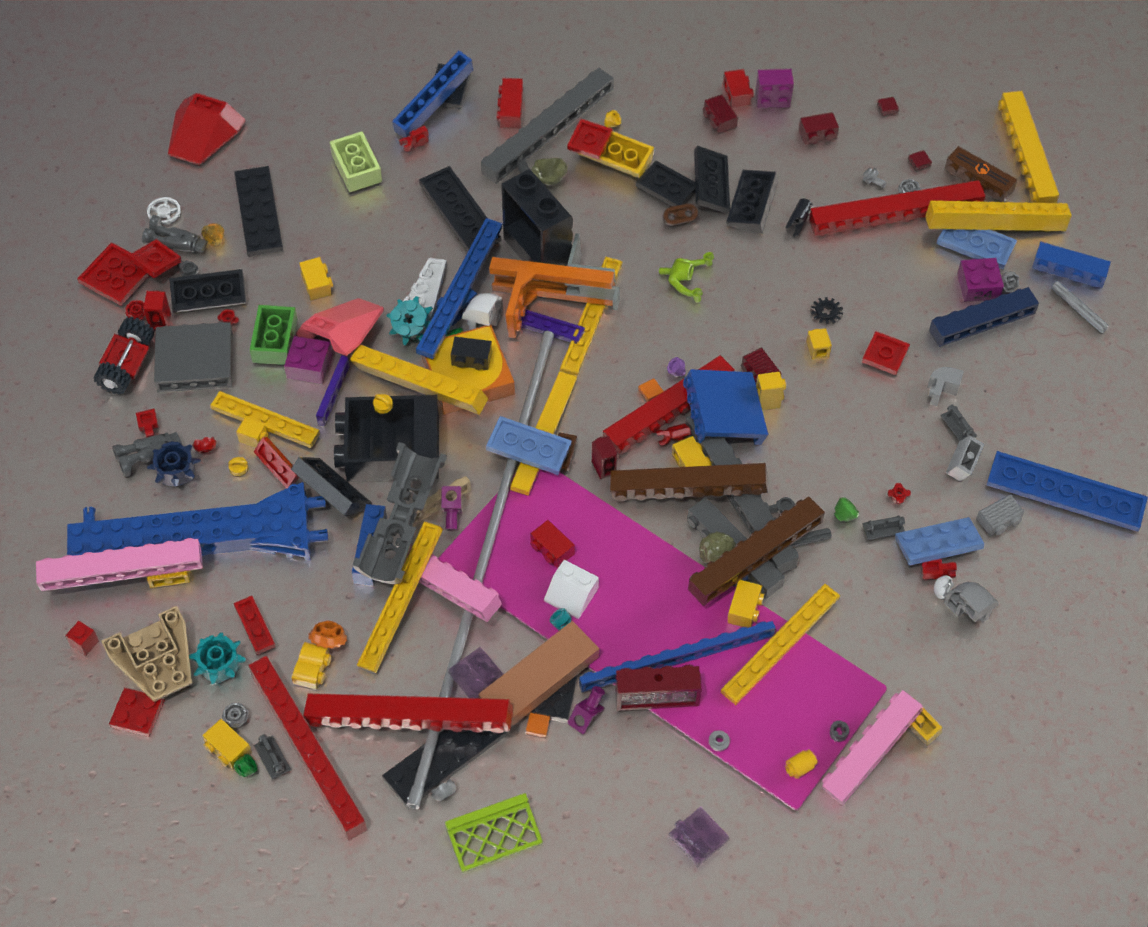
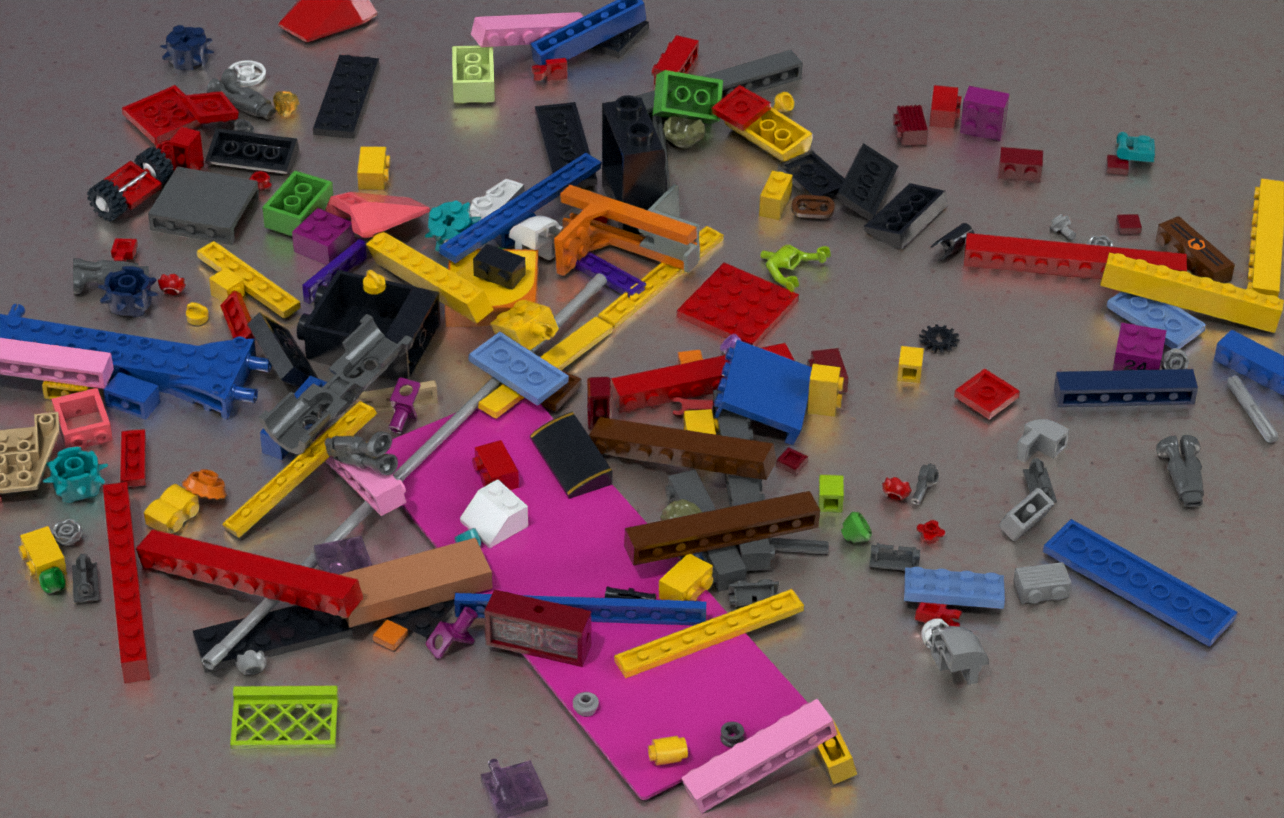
camera: 20 degrees right, 15 degrees down
(103, 201) = (187, 47): none -> dark blue brick
(186, 587) = (79, 405): none -> coral window
(225, 564) = (132, 395): none -> blue brick
(380, 107) = (518, 29): none -> bright pink brick
(450, 575) = (363, 454): none -> dark grey piece
(517, 402) = (526, 323): none -> yellow brick
(542, 140) = (686, 96): none -> bright green brick
(604, 512) = (572, 456): none -> black slope
(647, 212) = (775, 195): none -> yellow brick
(662, 326) = (737, 304): none -> red plate
(694, 633) = (628, 594): none -> black pin
(770, 459) = (792, 461): none -> dark red tile
(802, 591) = (741, 591): none -> dark grey hinge
(812, 483) = (831, 493): none -> lime brick
(858, 464) = (895, 489): none -> red plate
(876, 444) = (927, 477): none -> dark grey plate
(900, 84) = (1142, 147): none -> teal plate
(1058, 382) = (1187, 473): none -> dark grey piece

